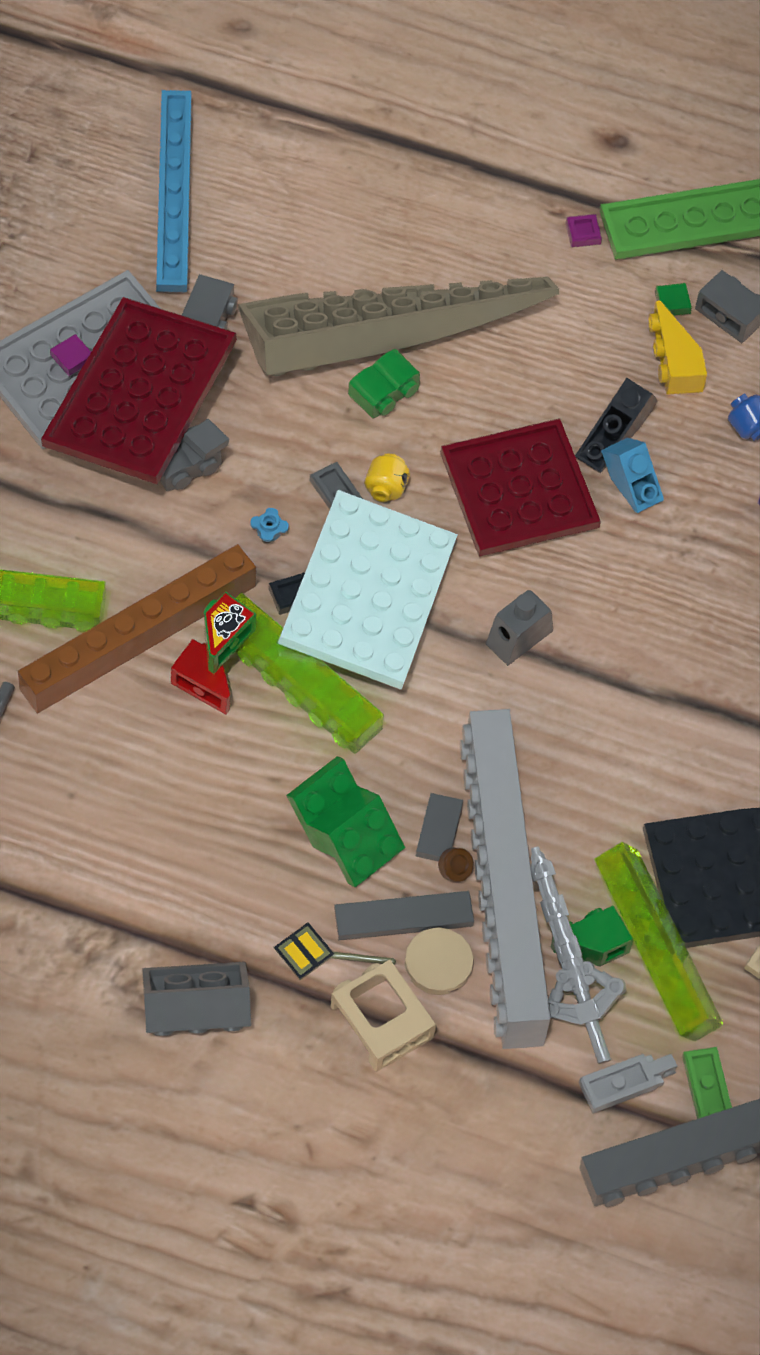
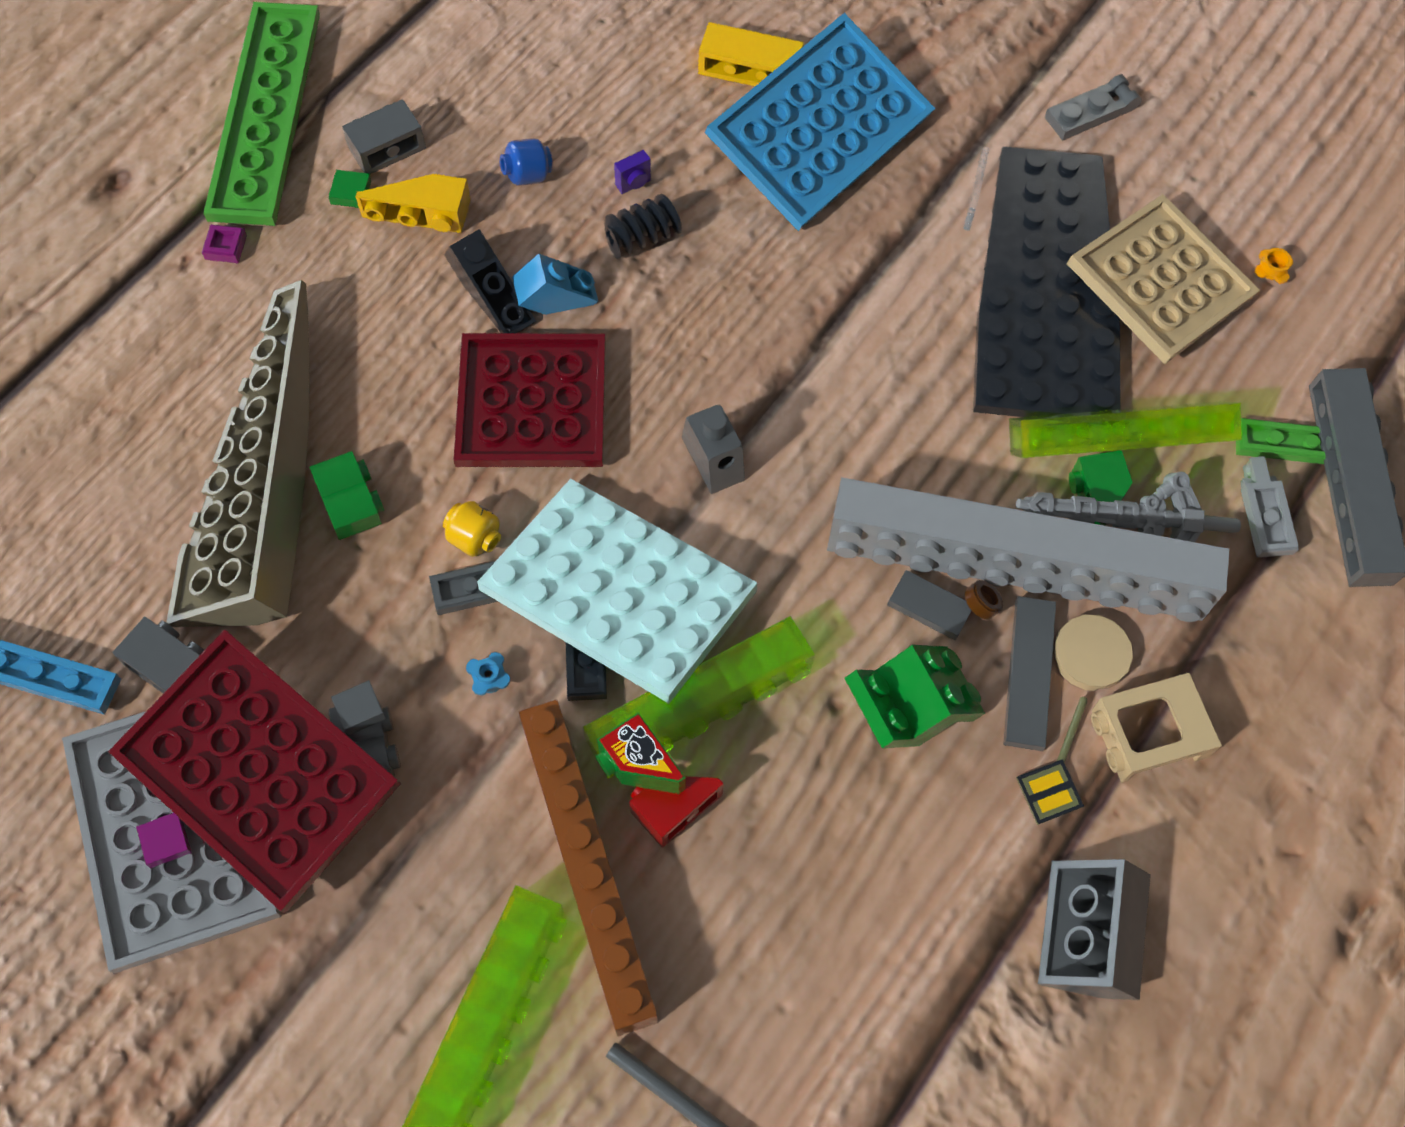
camera: 70 degrees left, 5 degrees up
(719, 521) = (641, 222): none -> black piece

